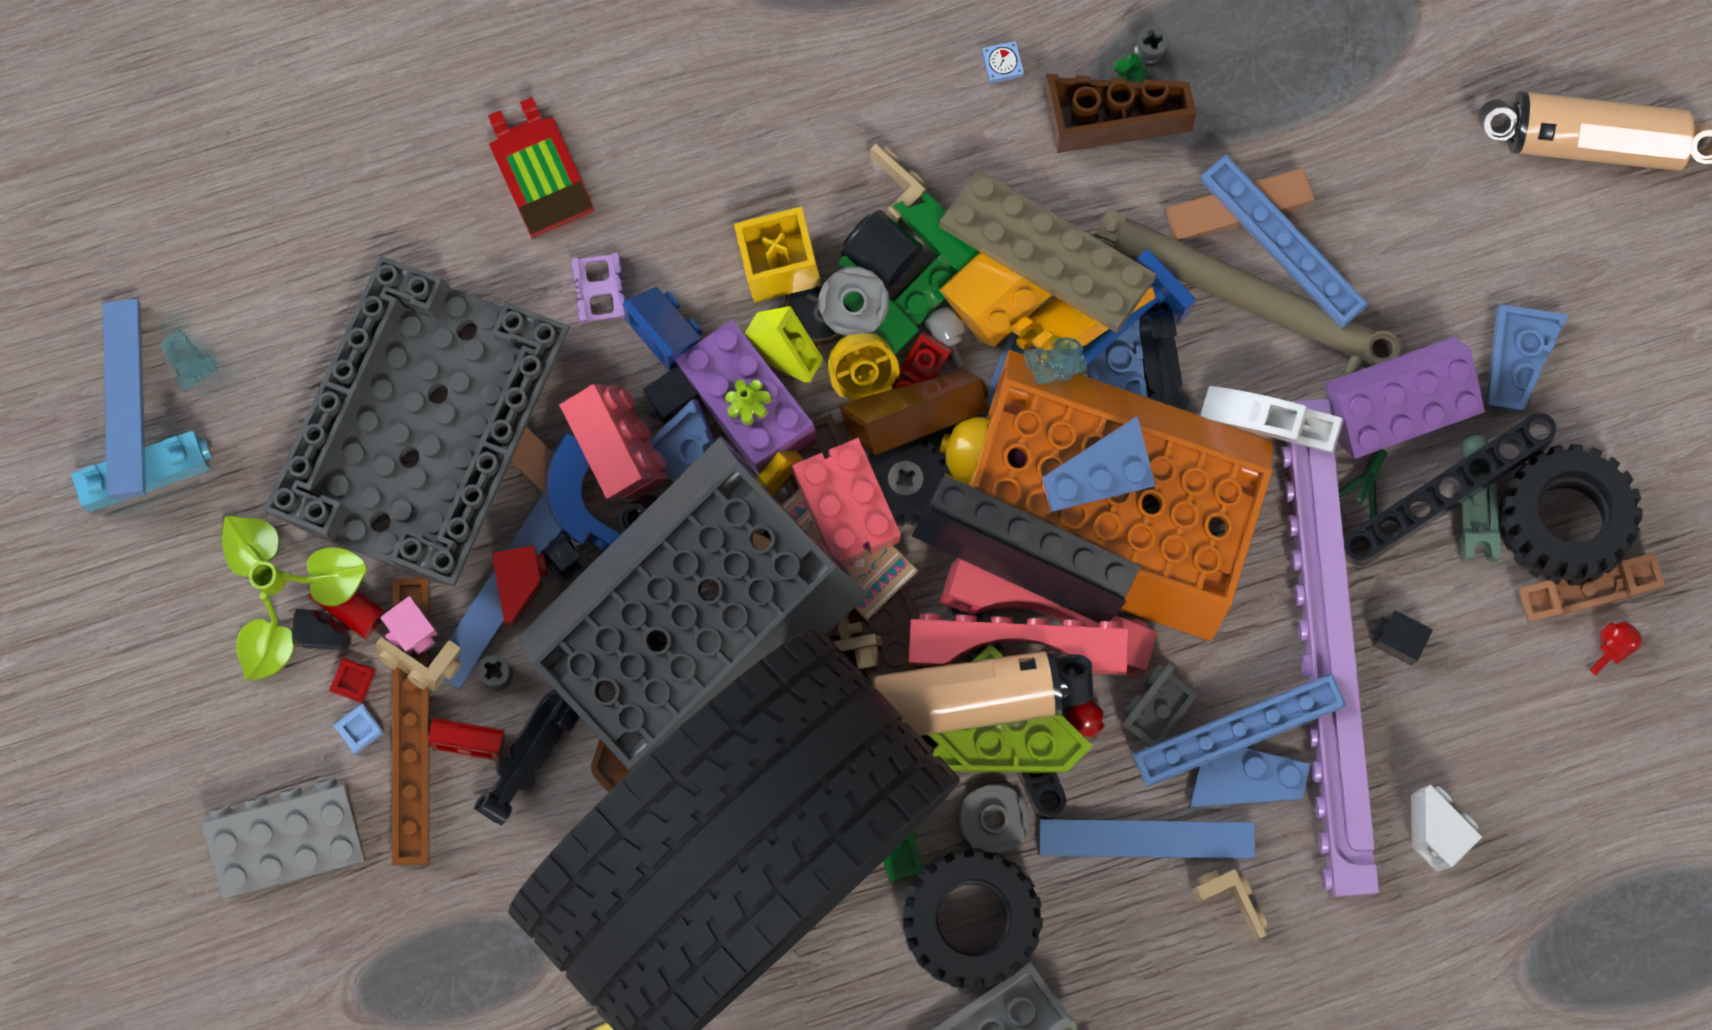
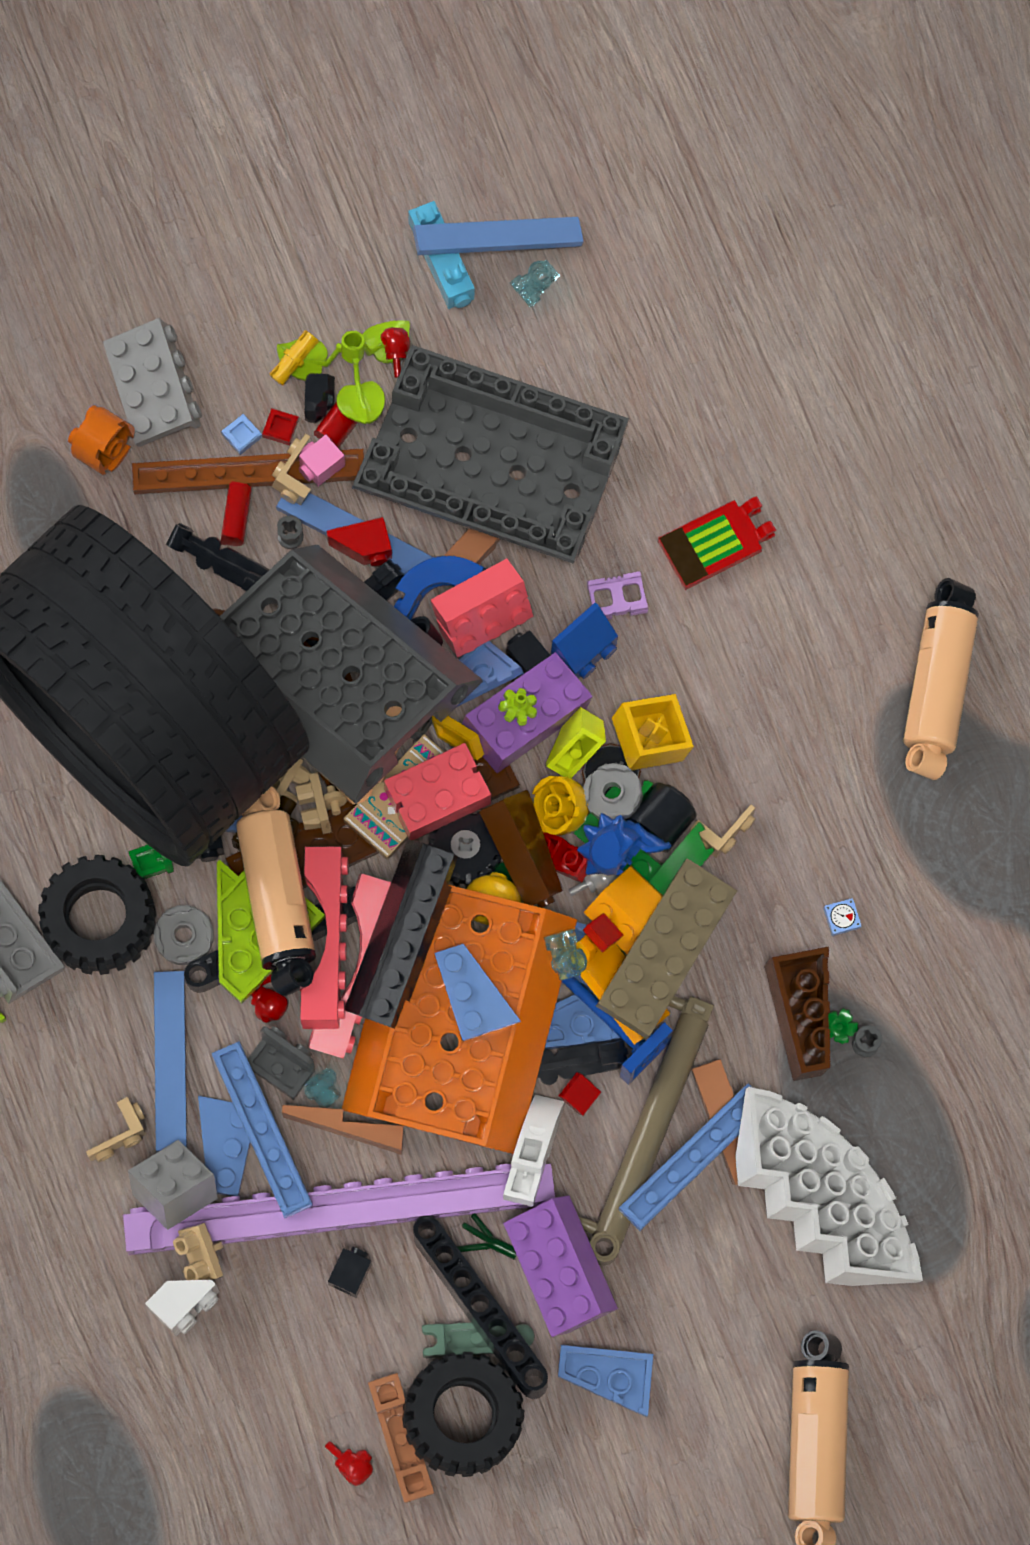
camera: 90 degrees right, 5 degrees down
(261, 530) = (396, 344): none -> red piece
(267, 657) = (293, 357): none -> yellow pin
(360, 900) = (101, 440): none -> orange brick
(918, 300) = (615, 843): none -> blue head
(1027, 320) = (603, 932): none -> red tile
(1190, 659) = (322, 1088): none -> clear light blue plate
(1201, 367) = (579, 1093): none -> red tile
(1226, 648) = (332, 1120): none -> nougat slope
(1304, 834) = (173, 1184): none -> light grey brick
(1322, 102) = (826, 1191): none -> white brick
(1385, 804) = (200, 1251): none -> tan hips

